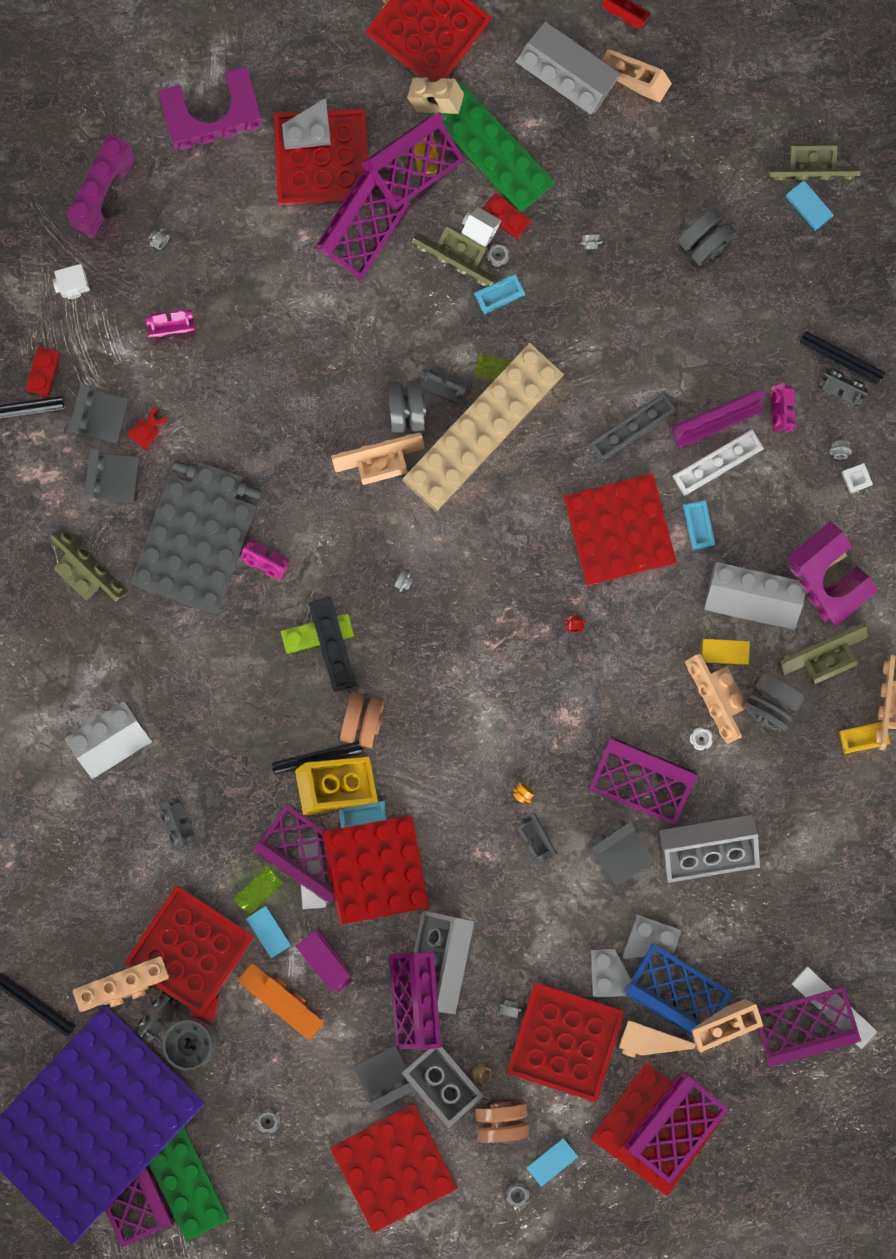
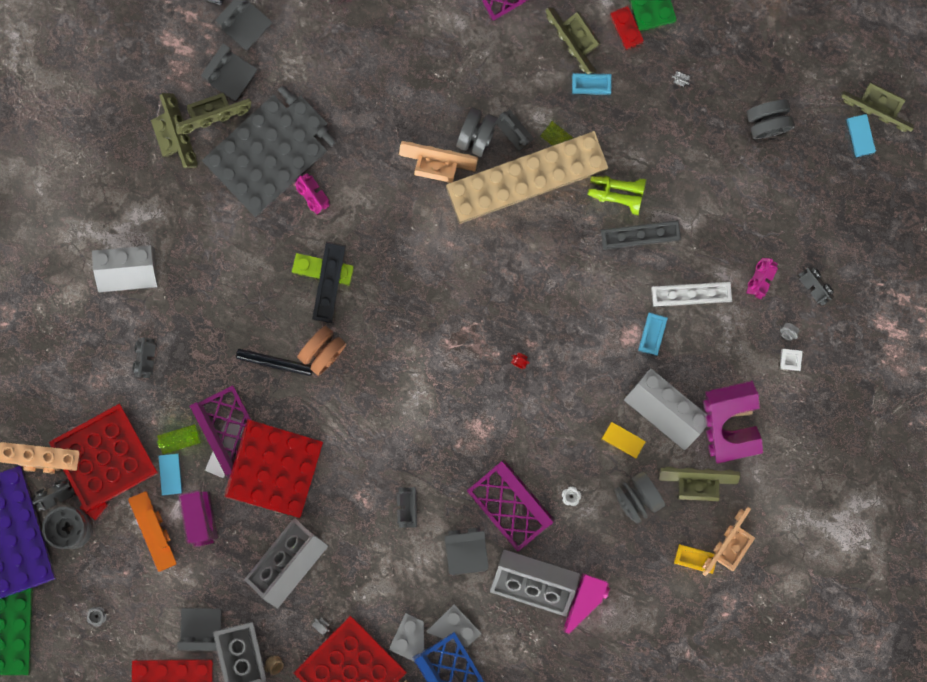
camera: 25 degrees right, 0 degrees up
(111, 526) = (210, 110): none -> olive bracket
(145, 431) = (272, 52): red plate -> none
(335, 785) = (277, 390): yellow slope -> none
(363, 814) = (286, 422): medium azure tile -> none
(404, 580) = (408, 262): light grey plate -> none
(423, 997) = (259, 582): magenta fence -> none
(480, 226) = (603, 25): white brick -> none
(498, 249) = (605, 49): light grey plate -> none
(523, 793) = (415, 468): light orange plate -> none
(607, 396) = (633, 202): none -> lime piece
(619, 529) = (591, 307): red plate -> none
(717, 418) = (708, 261): magenta fence -> none
(719, 694) = (602, 471): light nougat bracket -> none
(773, 836) = (586, 599): none -> dark pink slope
(842, 357) = (827, 262): black axle -> none

